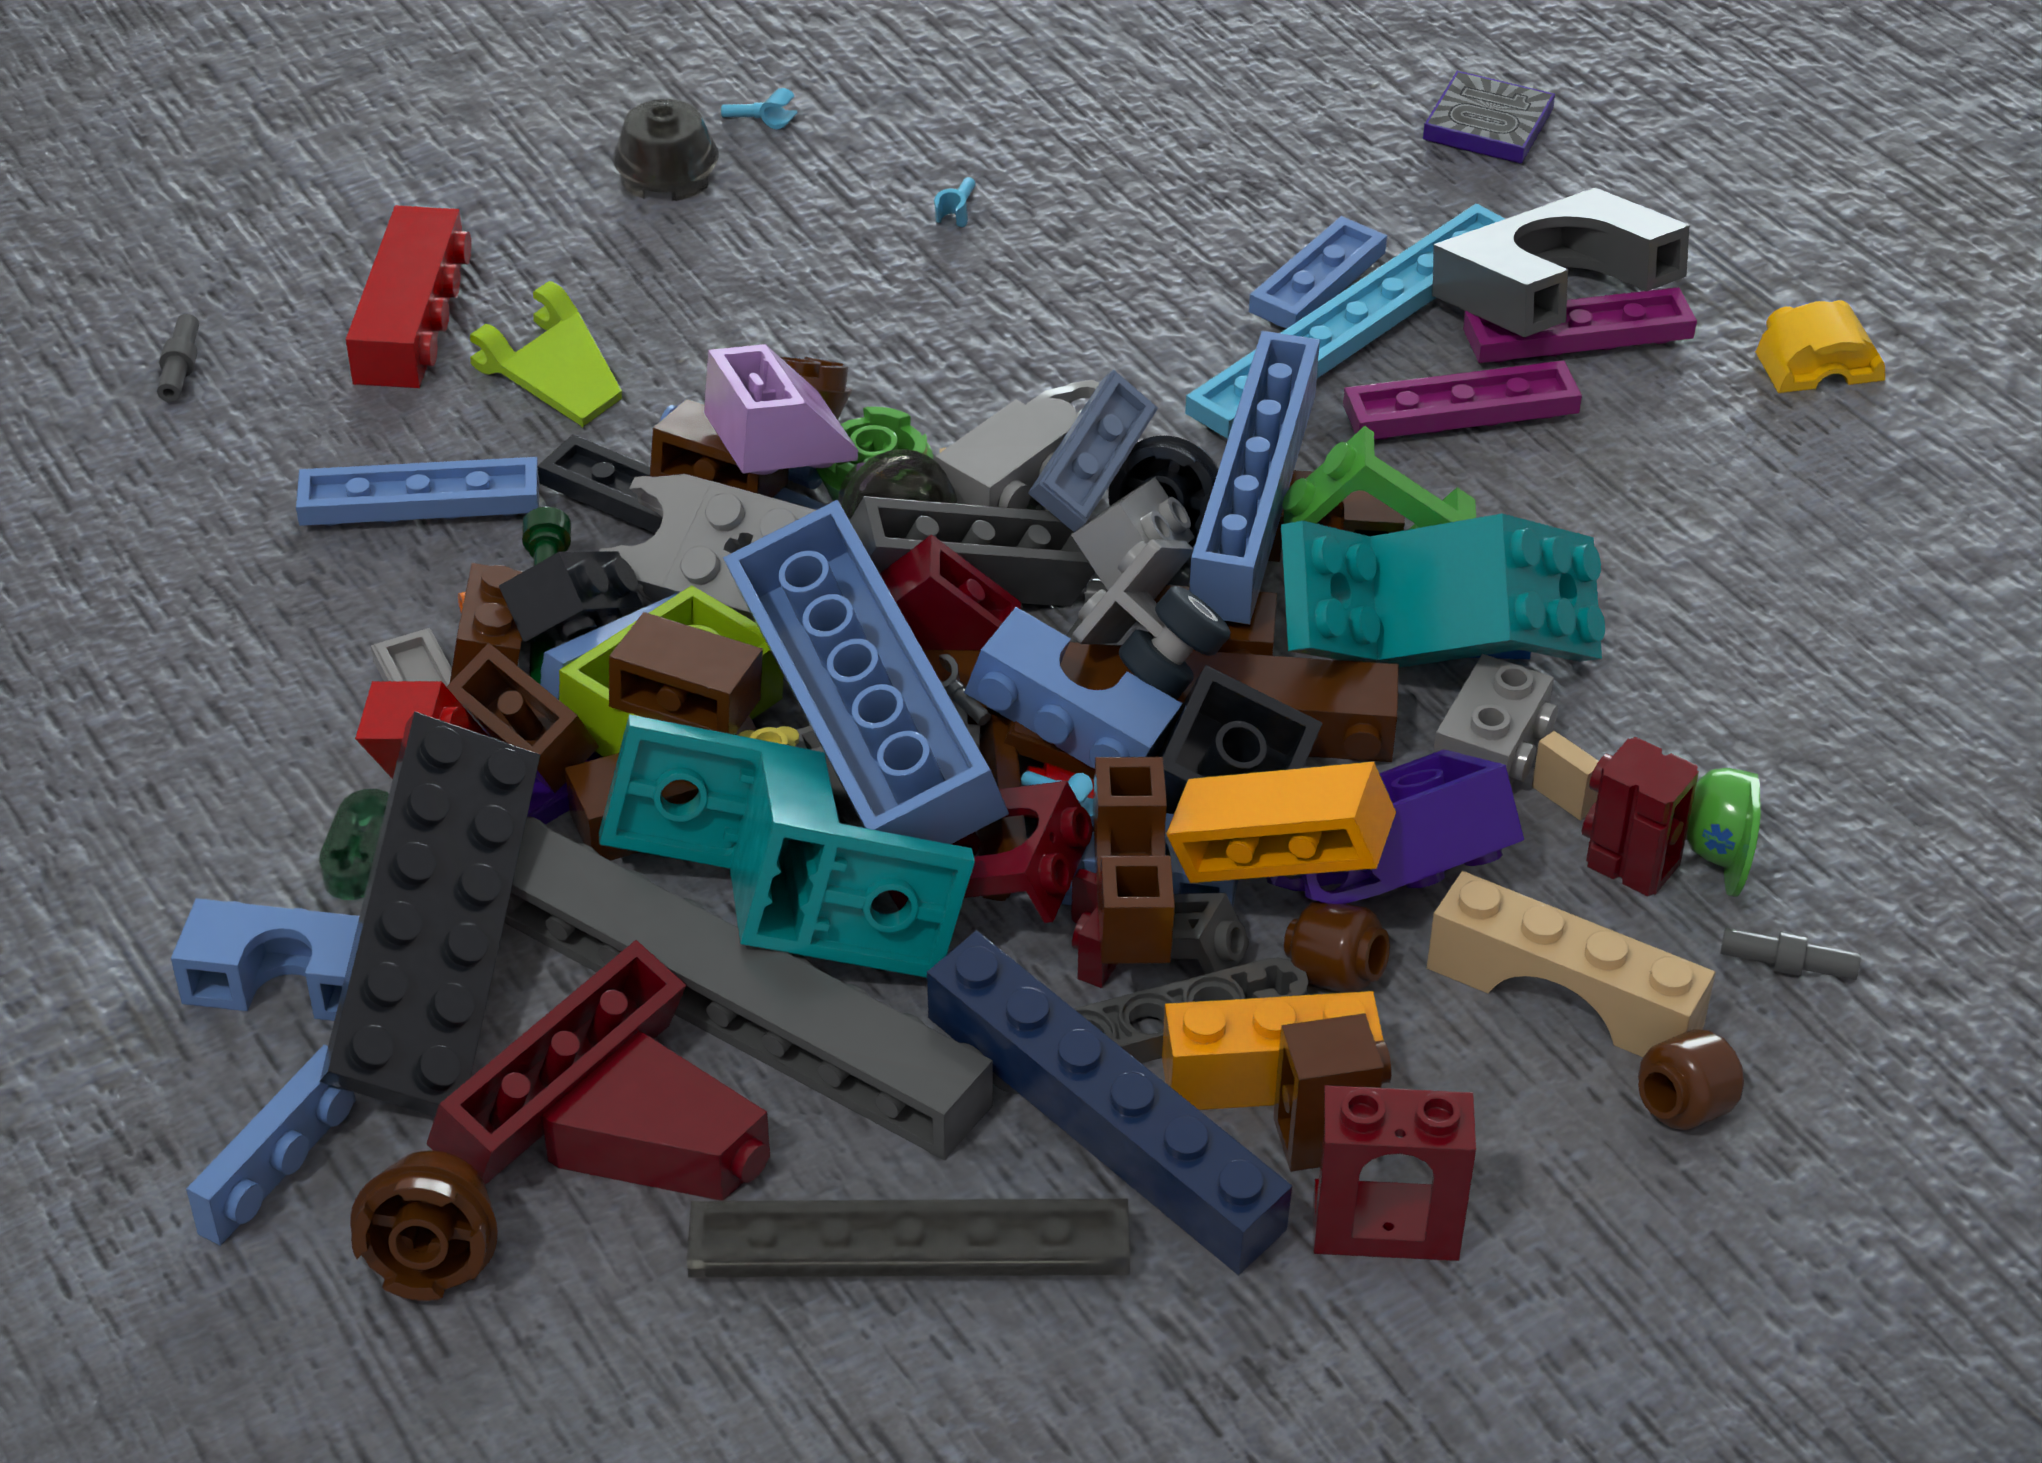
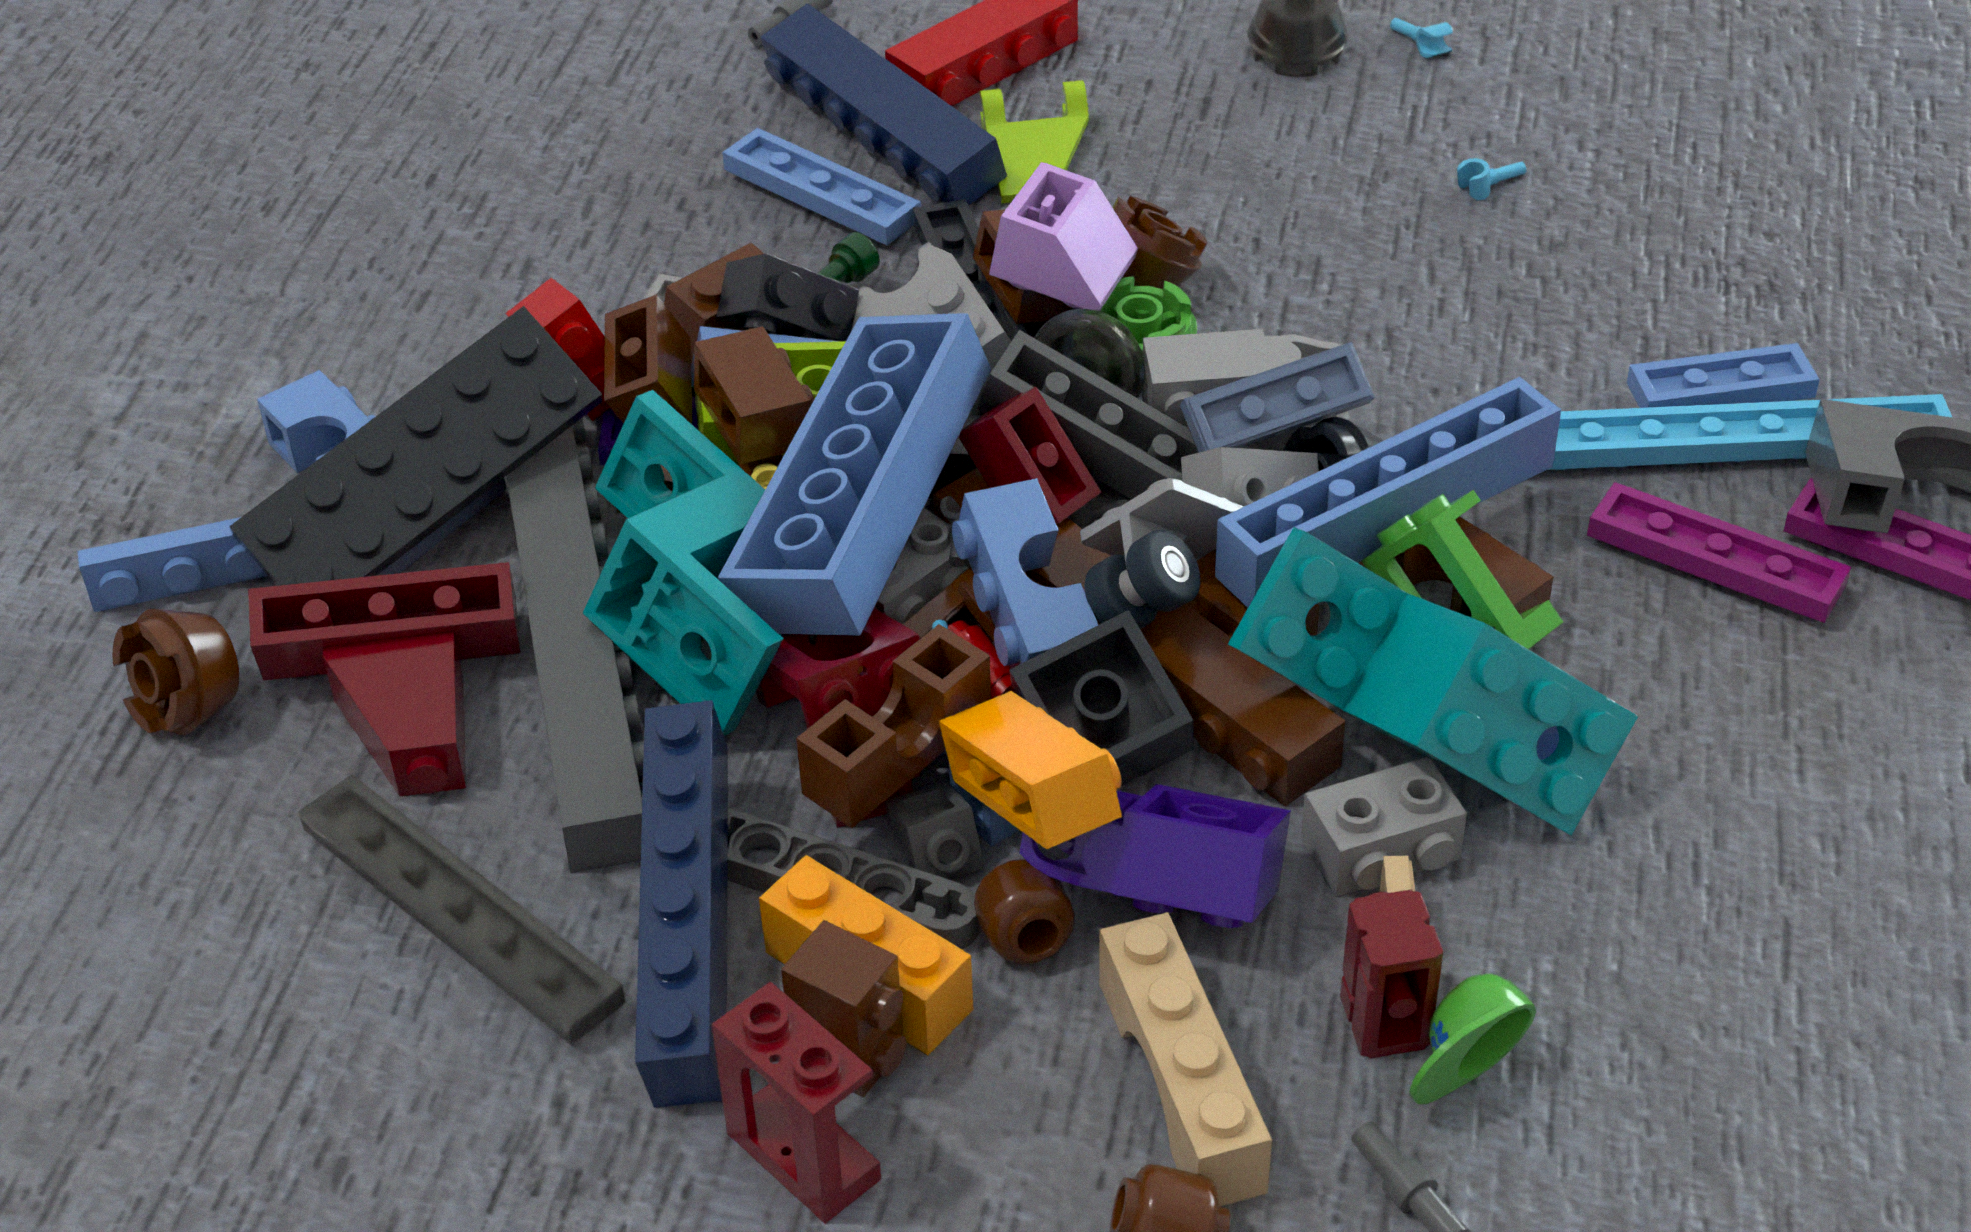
camera: 45 degrees right, 0 degrees up
(390, 392) = (883, 107): none -> dark blue brick

